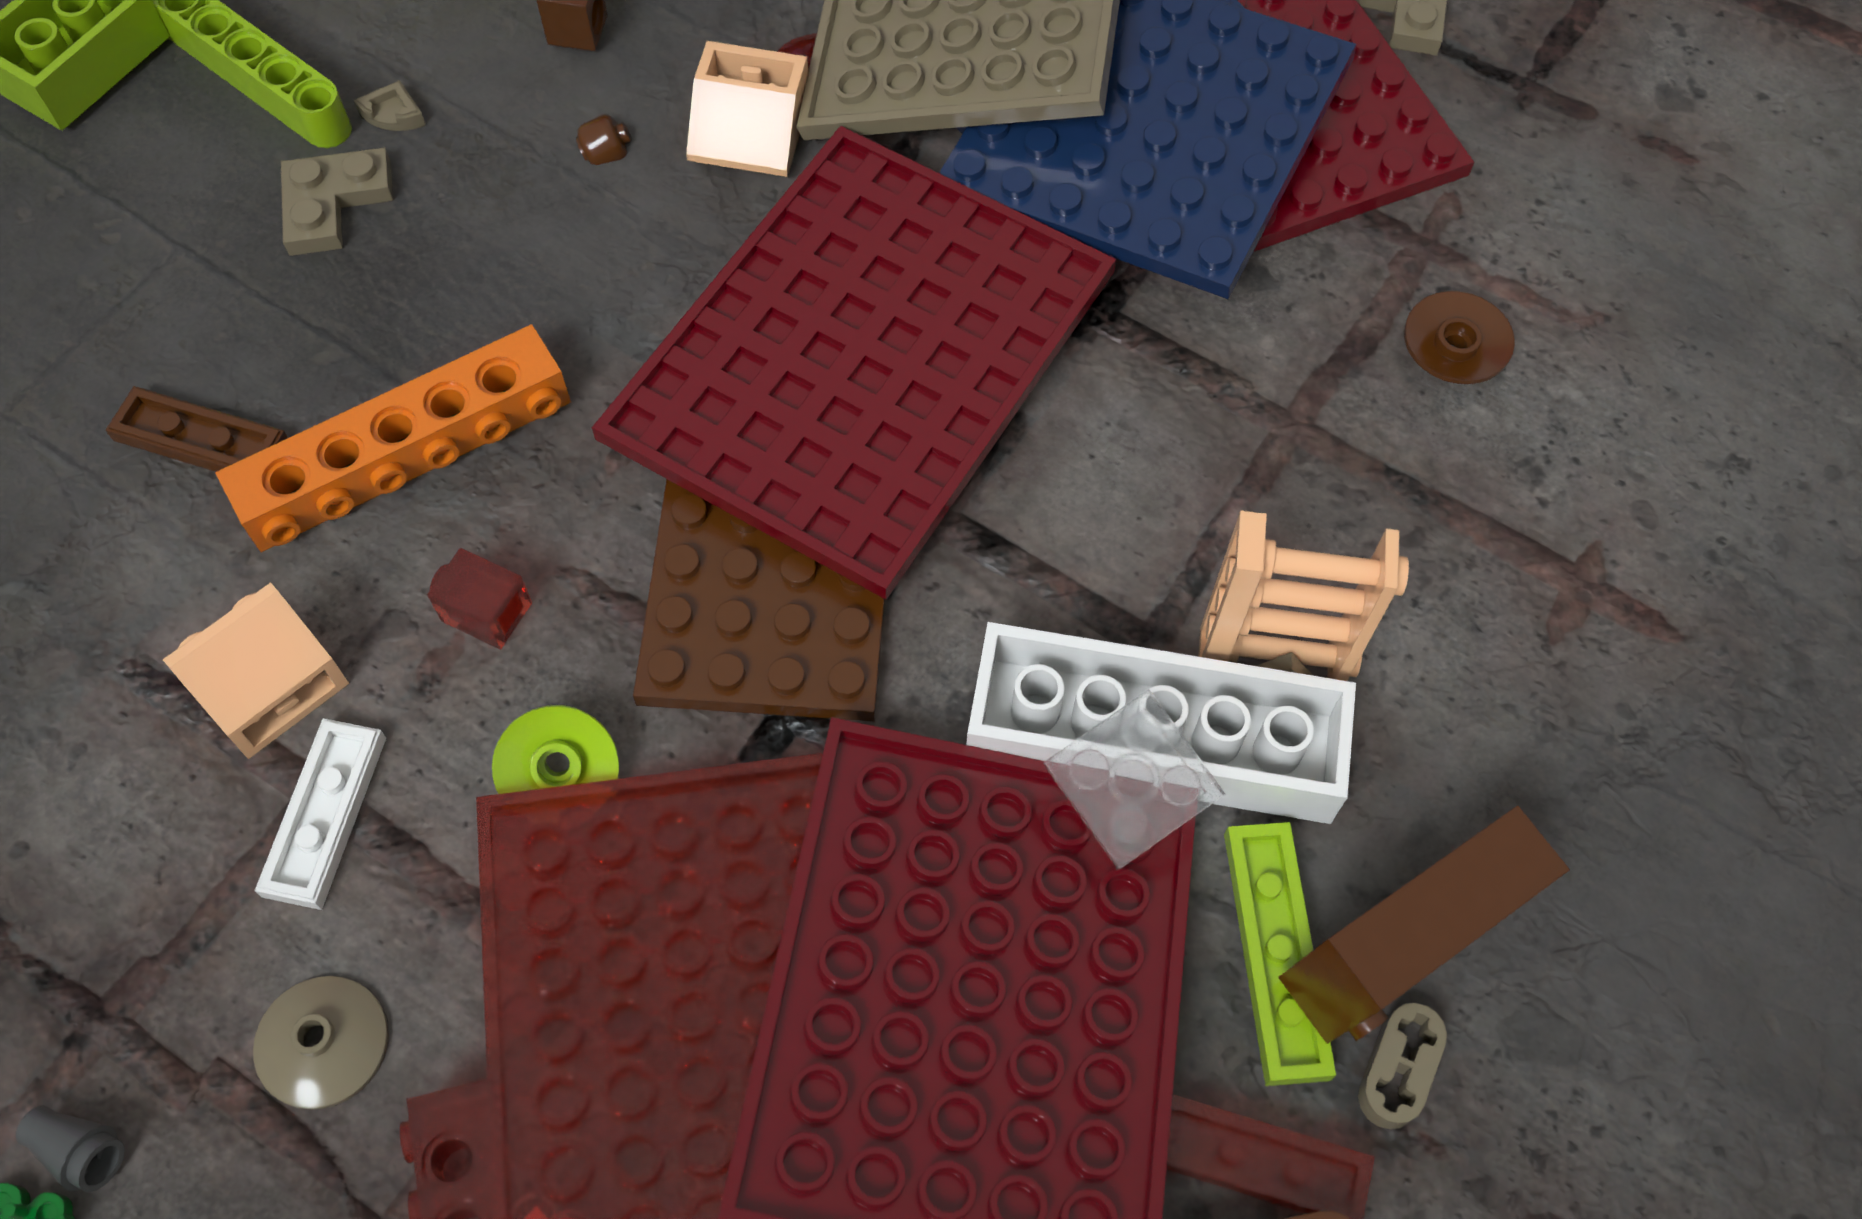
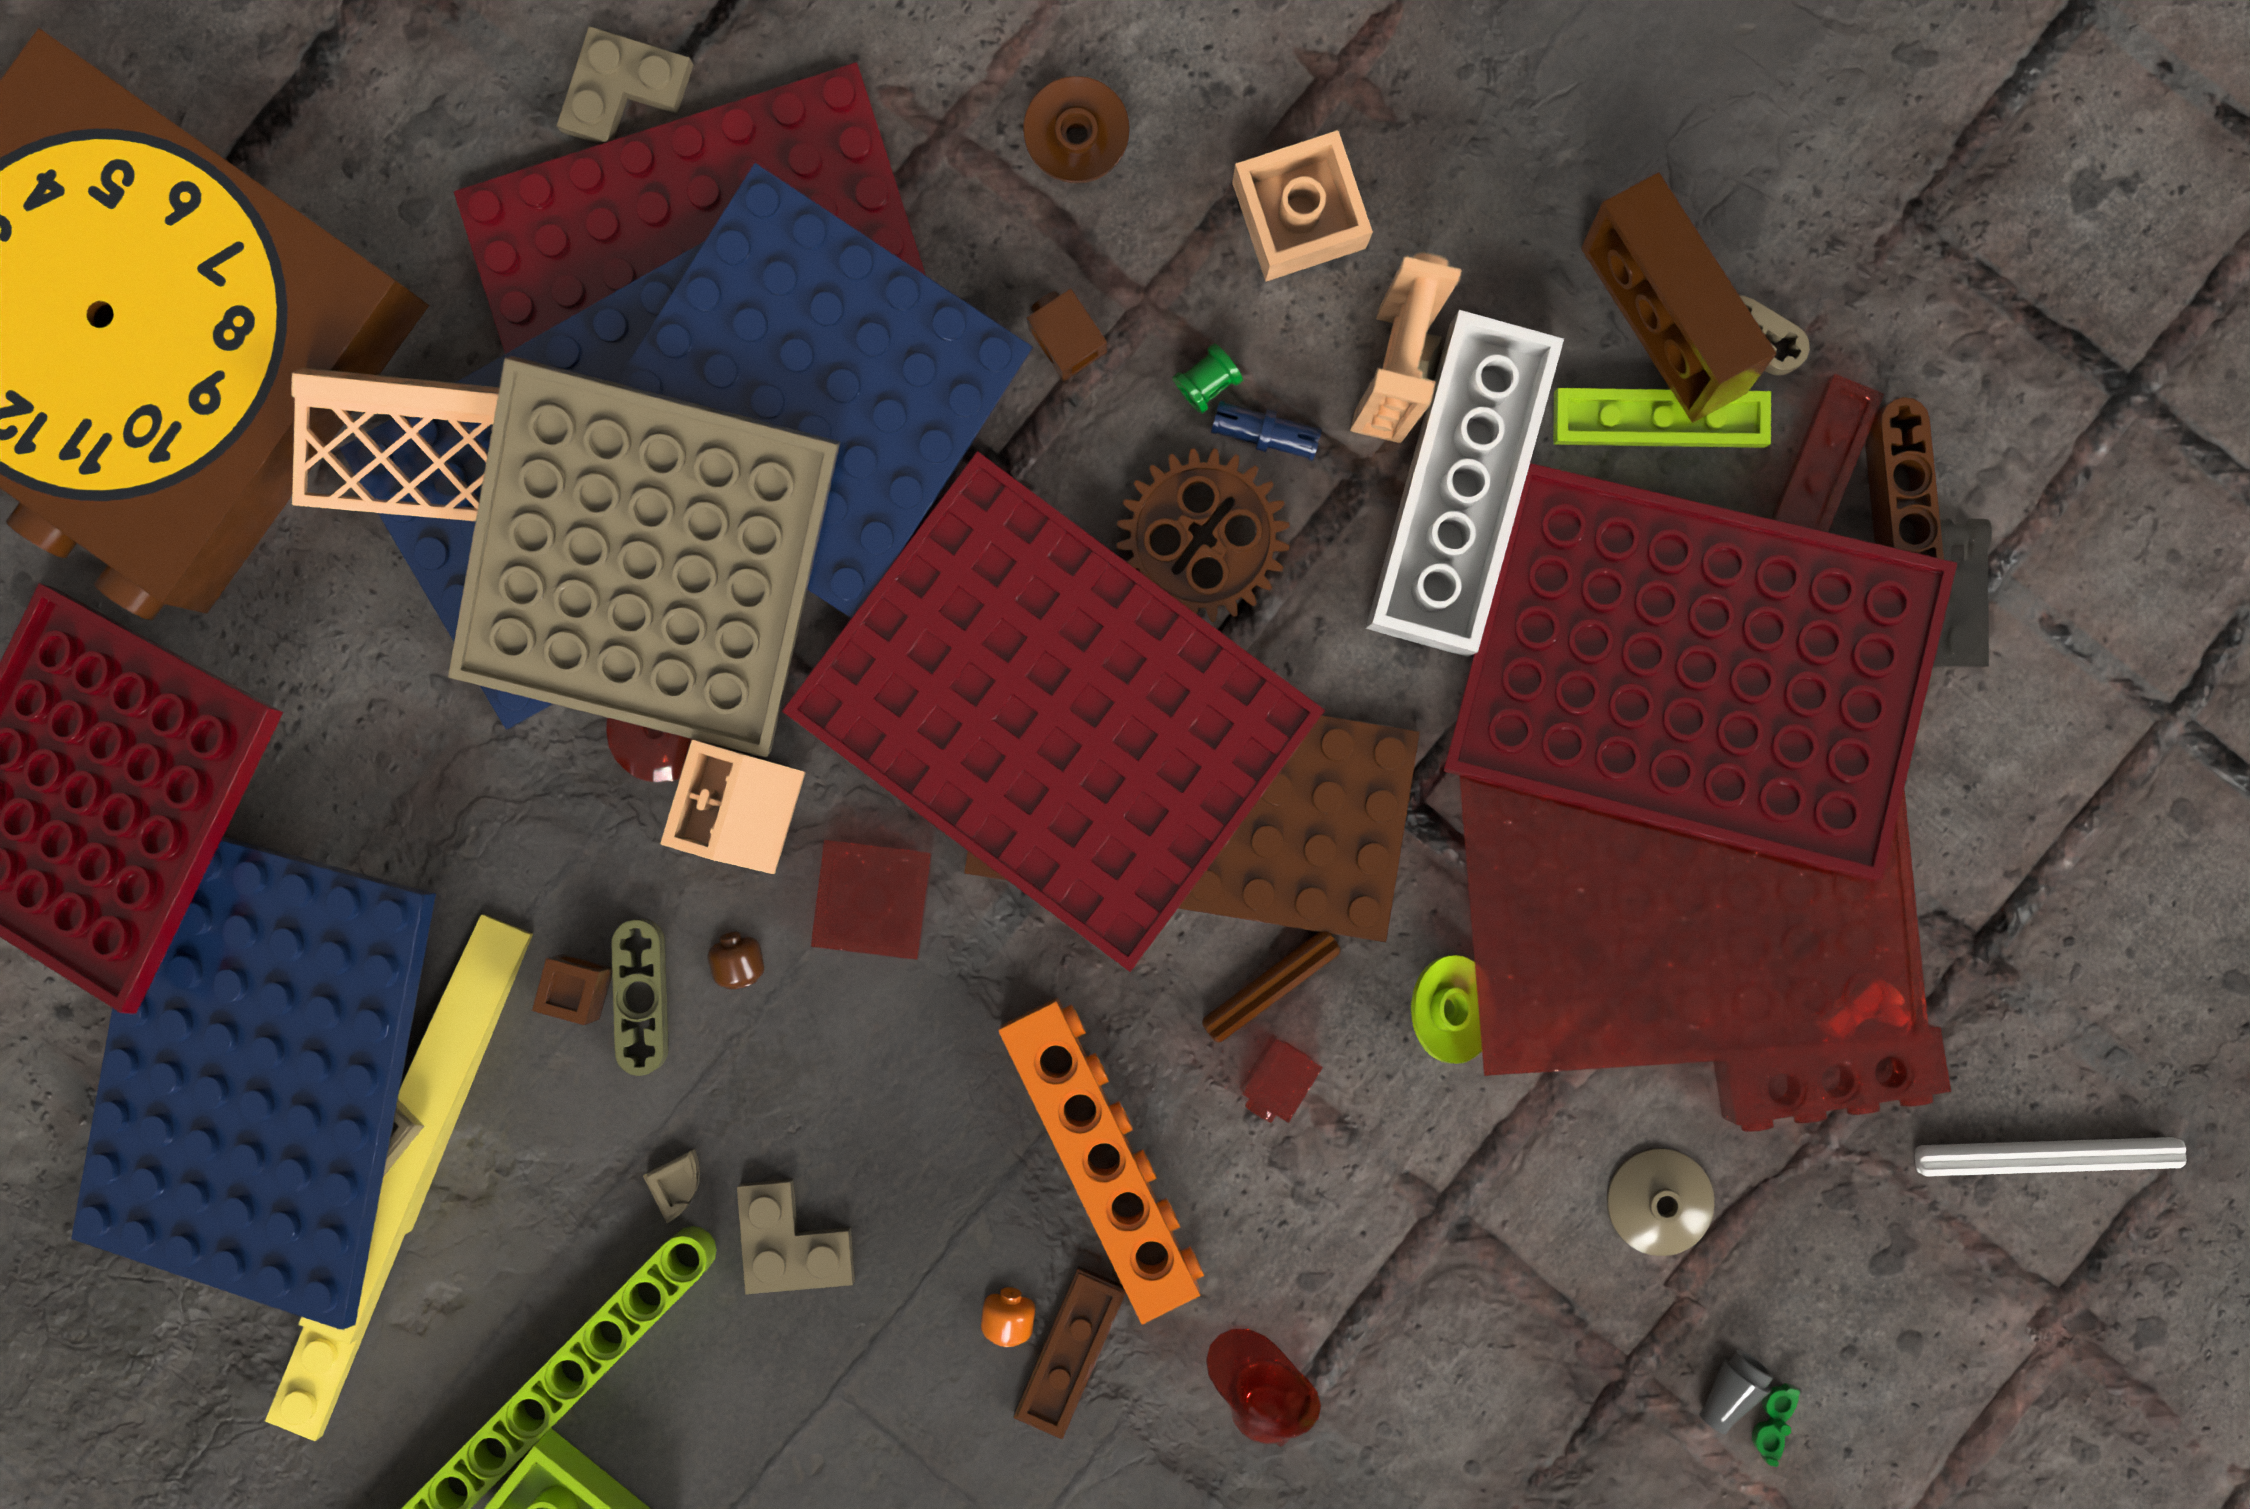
camera: 85 degrees left, 25 degrees up
(137, 599) = (1262, 1386): none -> clear red piece
(239, 381) = (1008, 1318): none -> orange piece
(257, 670) = (1352, 1269): light nougat slope -> none
(321, 814) = (1465, 1211): white tile -> none
(583, 589) = (1271, 986): none -> reddish brown axle
(586, 81) = (653, 1036): none -> olive beam
(664, 231) = (871, 899): none -> clear red plate
(1065, 482) = (1165, 505): none -> reddish brown gear
(1133, 779) = (1535, 516): clear plate -> none
(1185, 537) = (1266, 430): none -> dark blue pin
(1230, 473) = (1207, 378): none -> green bush
(1249, 345) = (1066, 333): none -> reddish brown brick
(1445, 528) = (1301, 205): none -> light nougat brick

